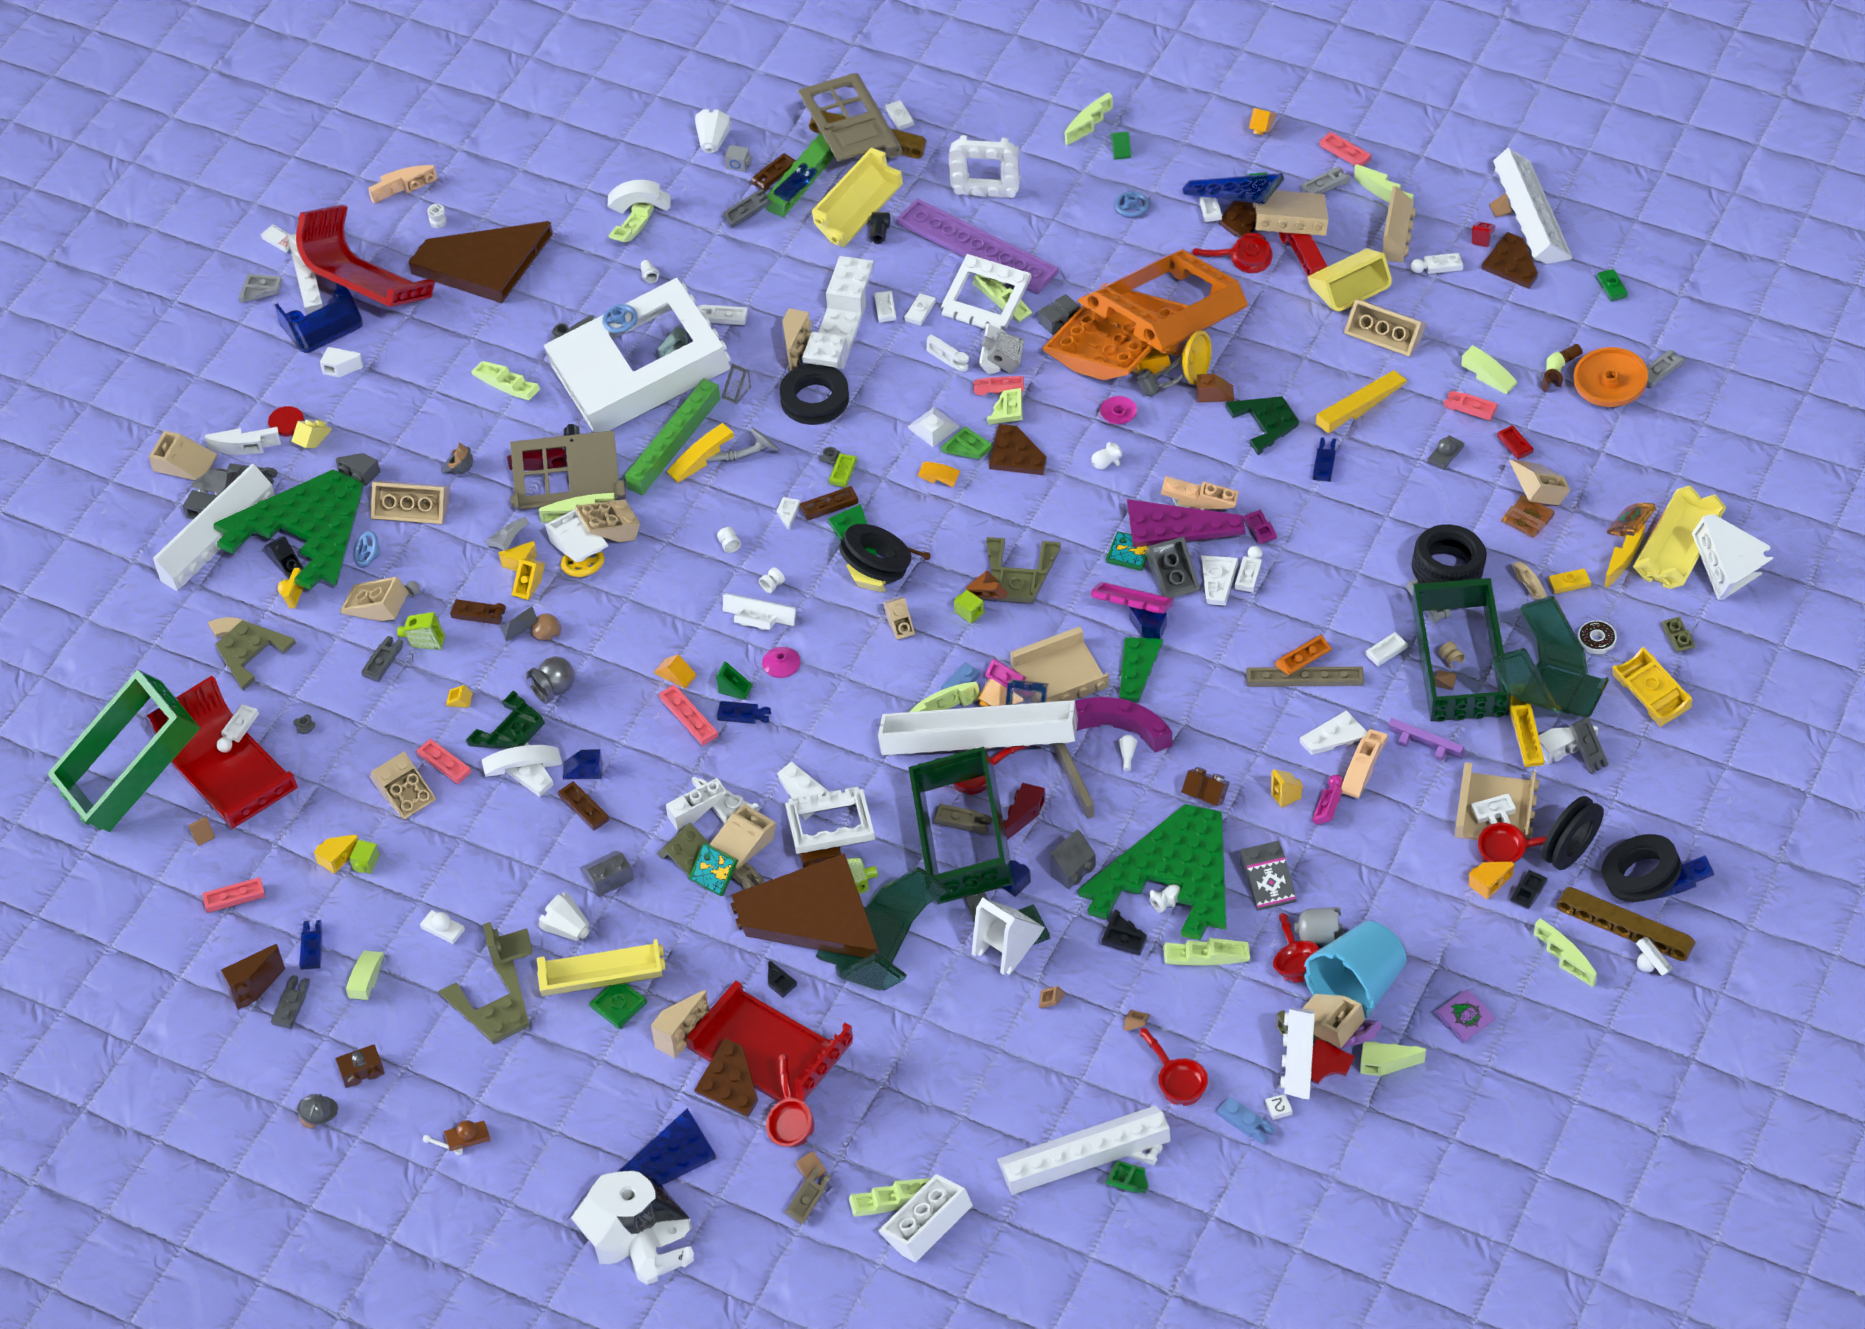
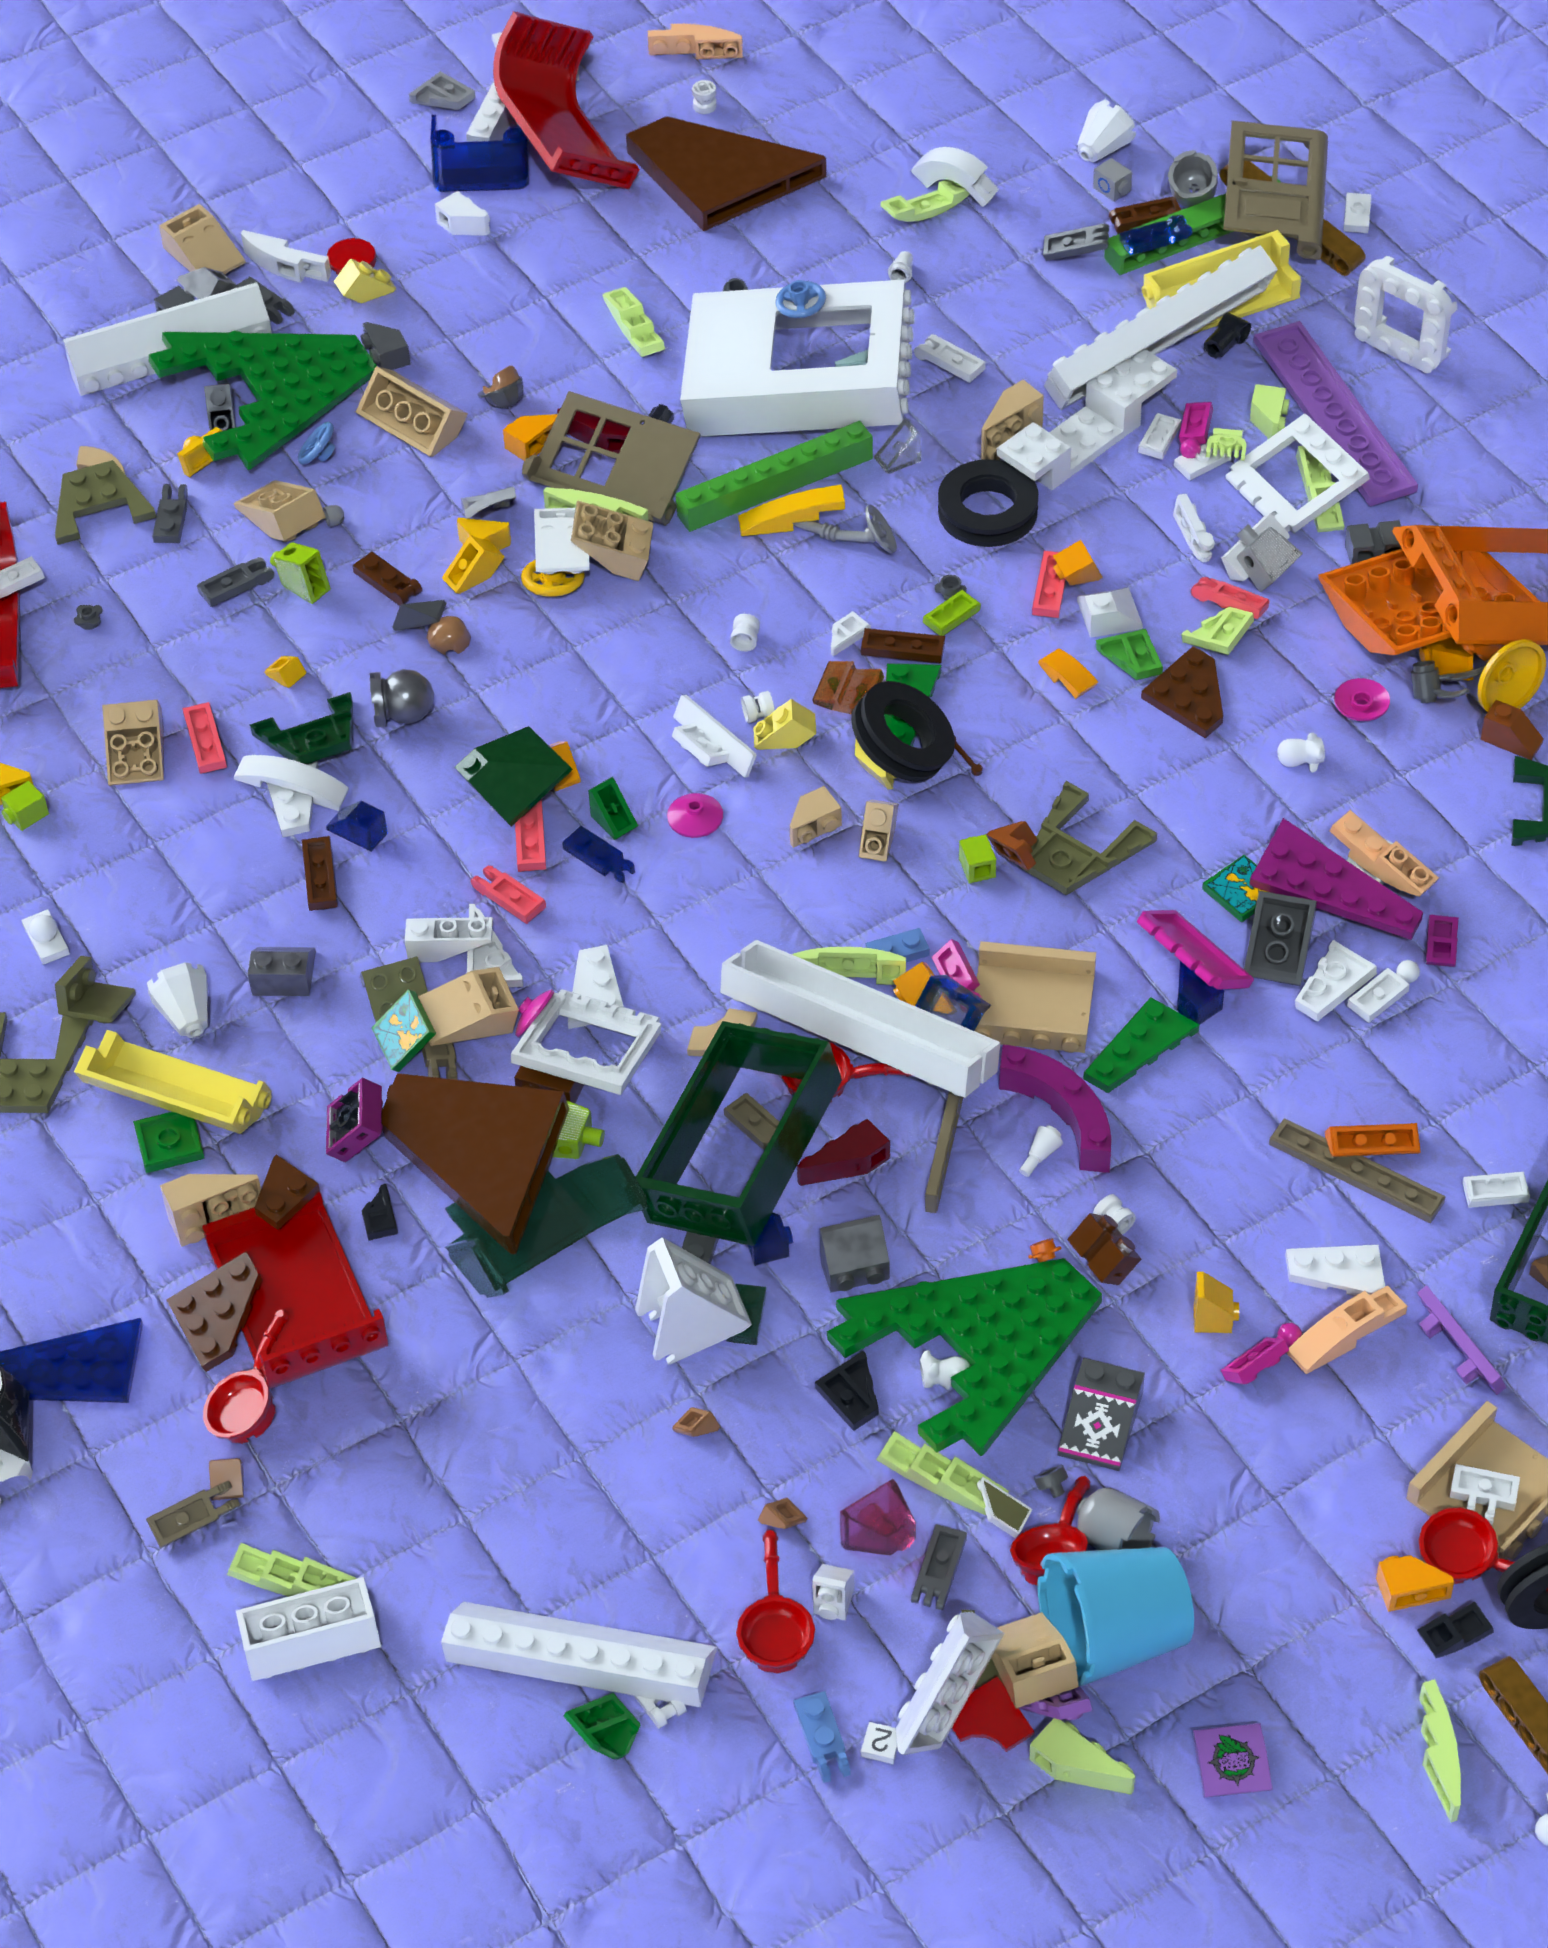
camera: 30 degrees right, 0 degrees up
(305, 638) = (170, 515): none -> dark grey hinge
(498, 481) = (528, 434): none -> light orange slope
(660, 688) = (513, 772): none -> dark green slope
(708, 761) = (509, 894): none -> coral hinge
(721, 993) = (284, 1193): none -> reddish brown wing
(727, 933) = (354, 1120): none -> magenta piece
(783, 820) = (530, 1010): none -> dark pink dish
(795, 131) = (1193, 172): none -> light grey cylinder
(798, 585) = (785, 727): none -> light yellow slope
(815, 544) = (844, 685): none -> clear orange slope
(843, 238) = (1164, 324): none -> white piece
(855, 627) = (814, 816): none -> tan slope
(888, 425) = (1049, 589): none -> coral plate
(897, 780) = (703, 1035): none -> tan tile
(899, 406) = (1076, 565): none -> light orange slope
(903, 292) = (1195, 428): none -> dark pink plate
(930, 291) = (1226, 441): none -> yellowish green piece
(938, 262) = (1267, 409): none -> yellowish green slope
(1171, 805) = (1043, 1250): none -> orange plate
(1191, 762) = (1112, 1206): none -> white wheel
(1196, 994) = (878, 1522): none -> clear pink slope
(1197, 1043) = (832, 1591): none -> white slope
(1241, 1000) = (939, 1566): none -> dark grey hinge
(1253, 952) = (1003, 1509): none -> tile
(1267, 923) = (1052, 1479): none -> dark grey tile

